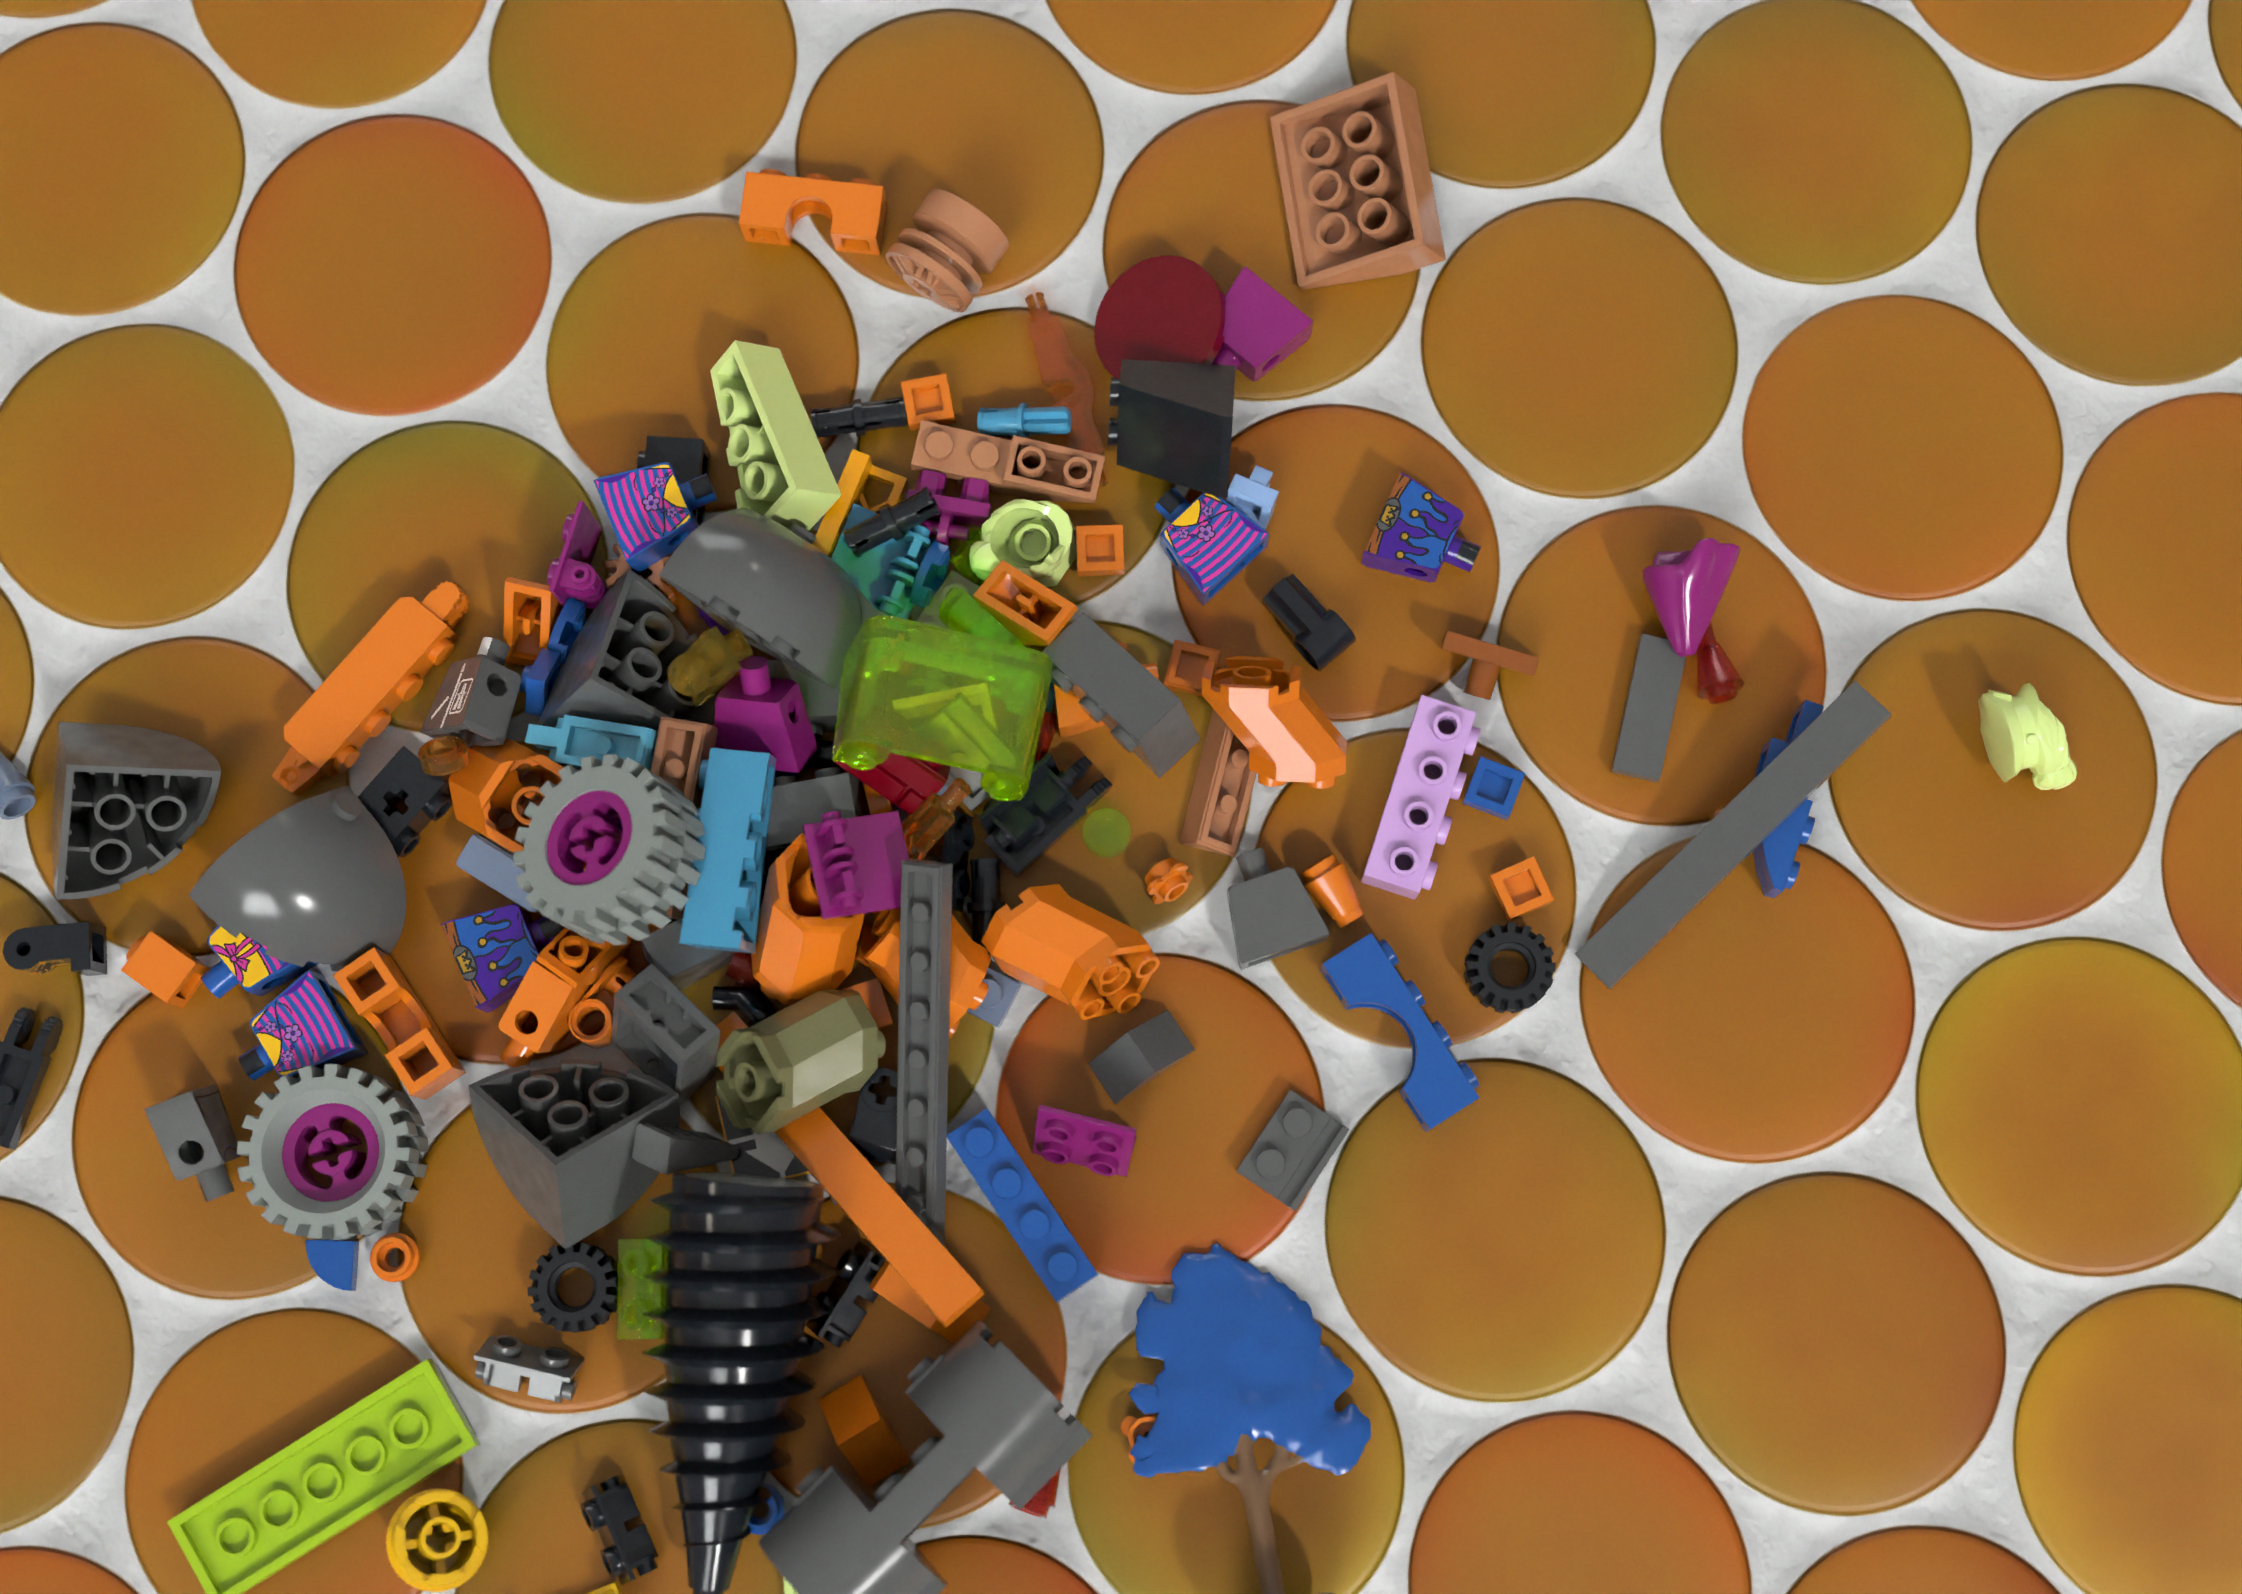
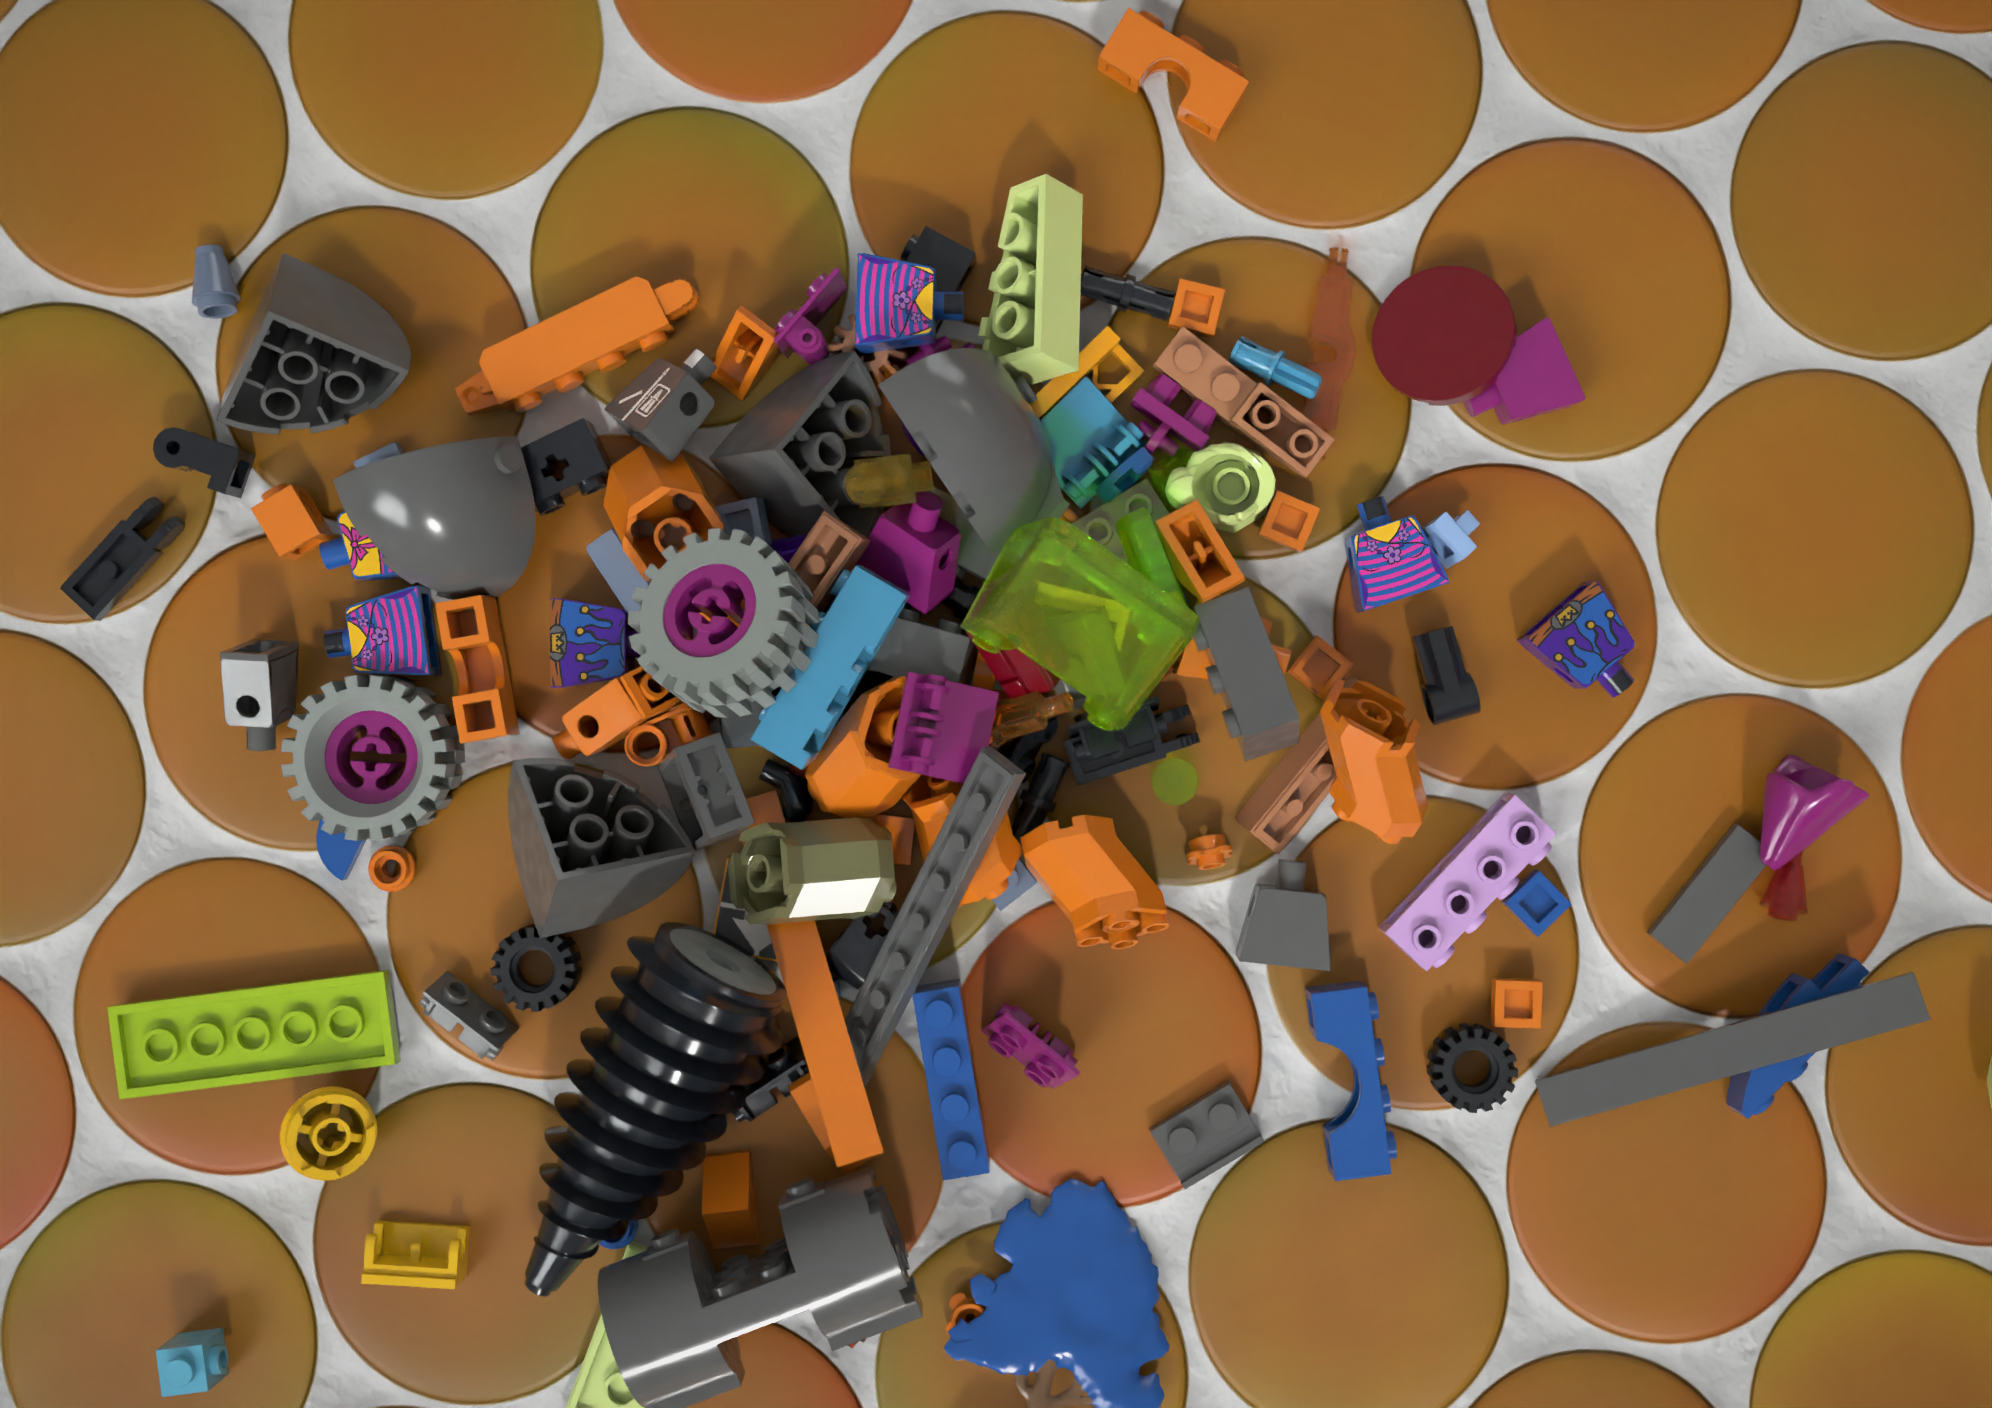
camera: 20 degrees right, 10 degrees up
(444, 755) = (615, 446): clear orange tile -> none
(539, 679) = (729, 411): blue plate -> none
(567, 627) = (773, 375): blue tile -> none
(586, 737) = (755, 507): medium azure hinge -> none
(622, 1548) = (487, 1208): black hinge -> none
(635, 1291) = (590, 984): clear neon green hinge -> none
(678, 1149) = (675, 898): dark grey slope -> none
(892, 522) = (1112, 413): black pin -> none
(947, 250) = (1286, 171): nougat wheel -> none
(1141, 1056) = (1114, 994): dark grey slope -> none
(1175, 422) = (1416, 440): black slope -> none
(1333, 890) = (1350, 925): orange cone -> none
(1357, 184) = (1689, 281): nougat slope -> none
(1487, 662) = (1587, 786): dark orange tile -> none

